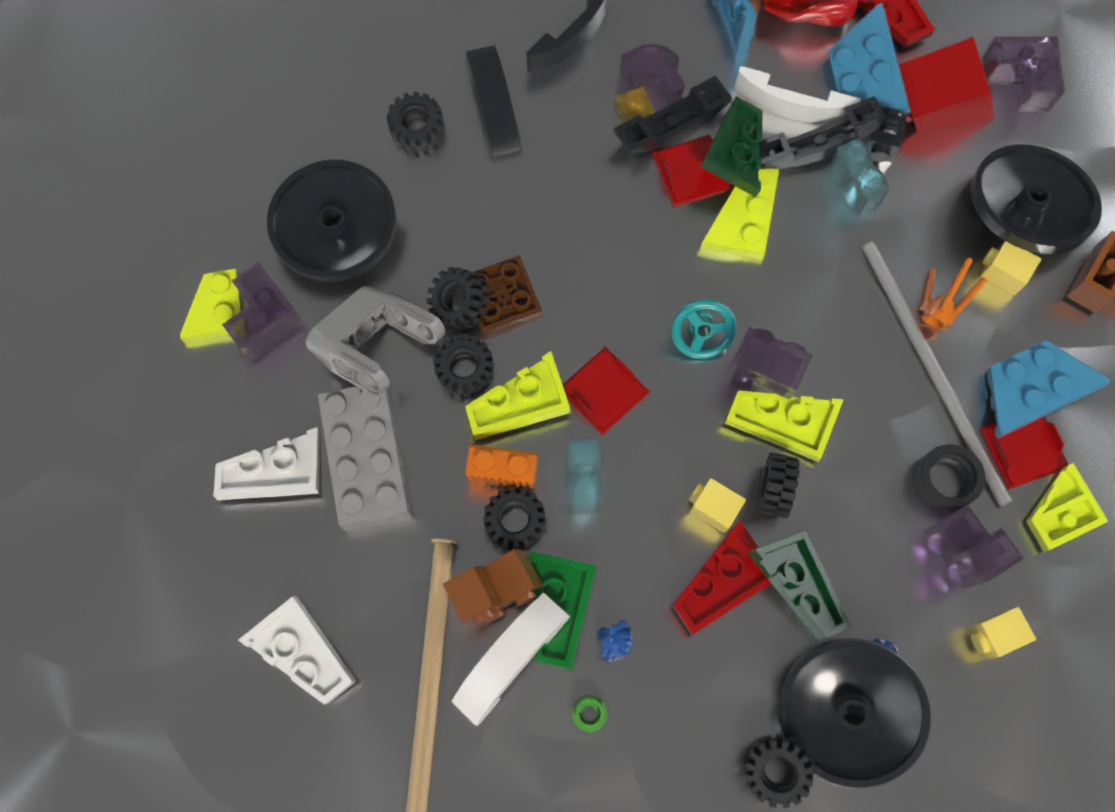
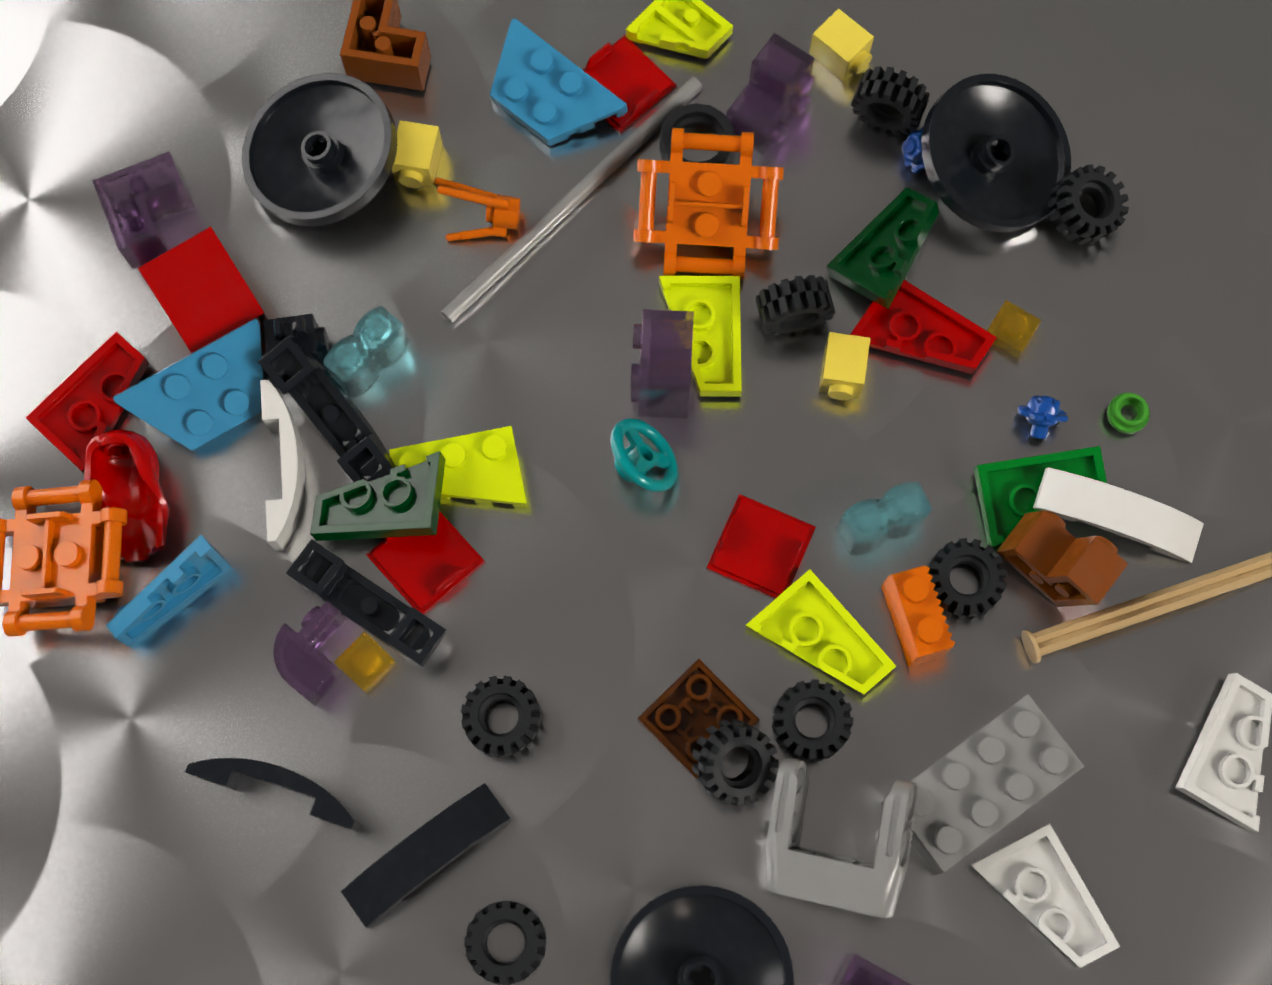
camera: 115 degrees left, 0 degrees up
(559, 155) = (501, 690): none -> black tyre
(697, 656) = (1013, 328): none -> clear yellow plate
(890, 455) = (708, 203): none -> orange brick
(933, 644) = (890, 100): none -> black tyre

